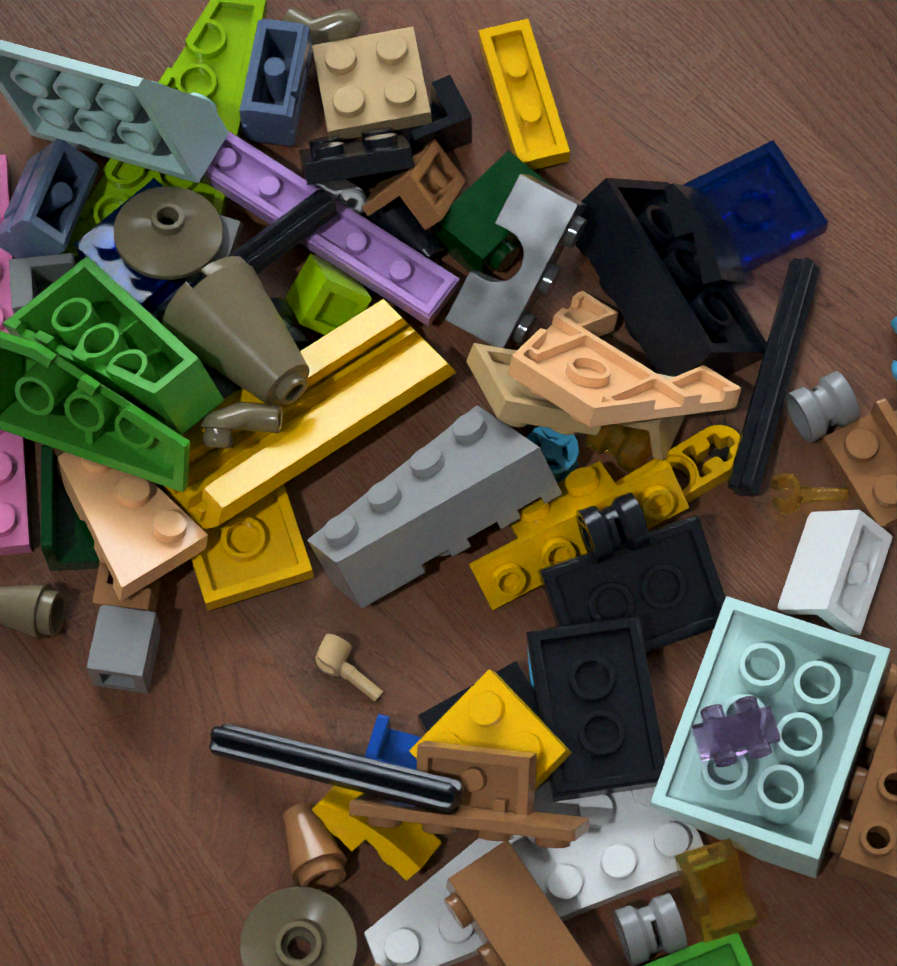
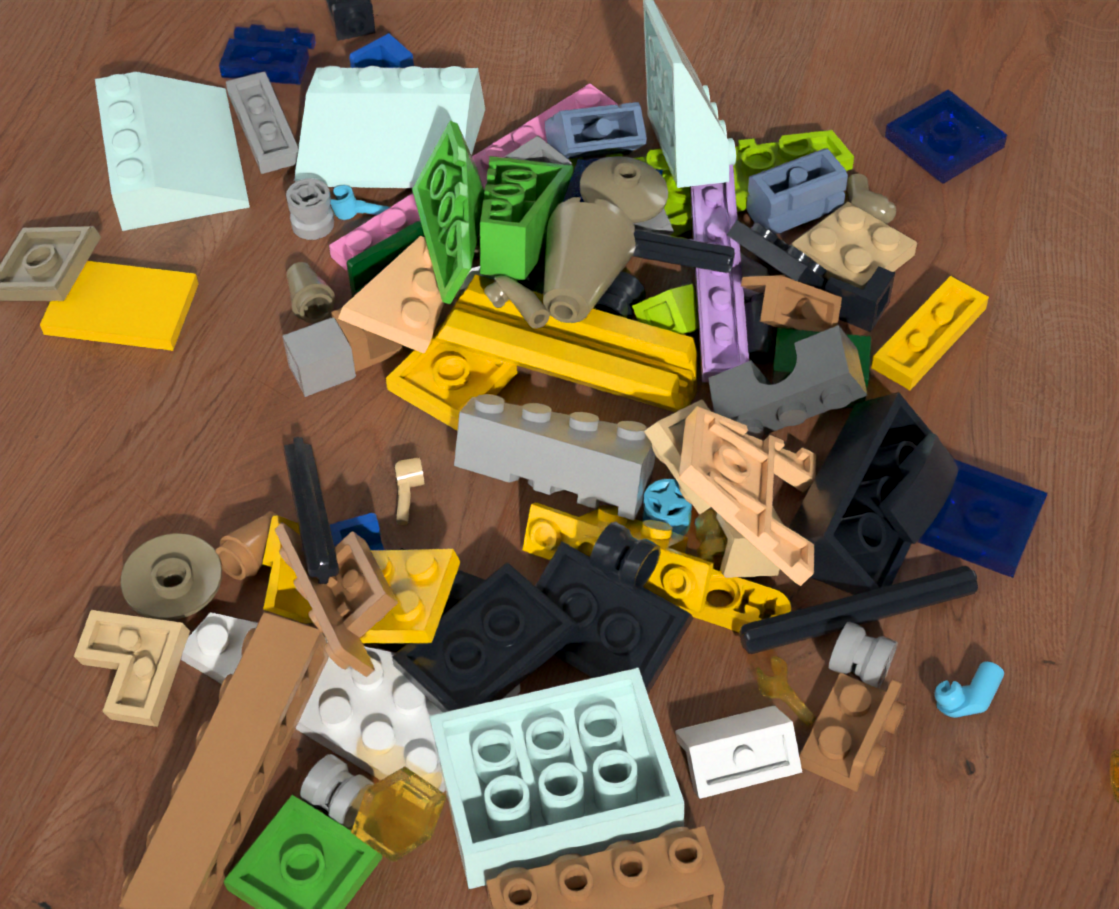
camera: 55 degrees right, 15 degrees down
(734, 735) = (525, 735): clear purple piece -> none

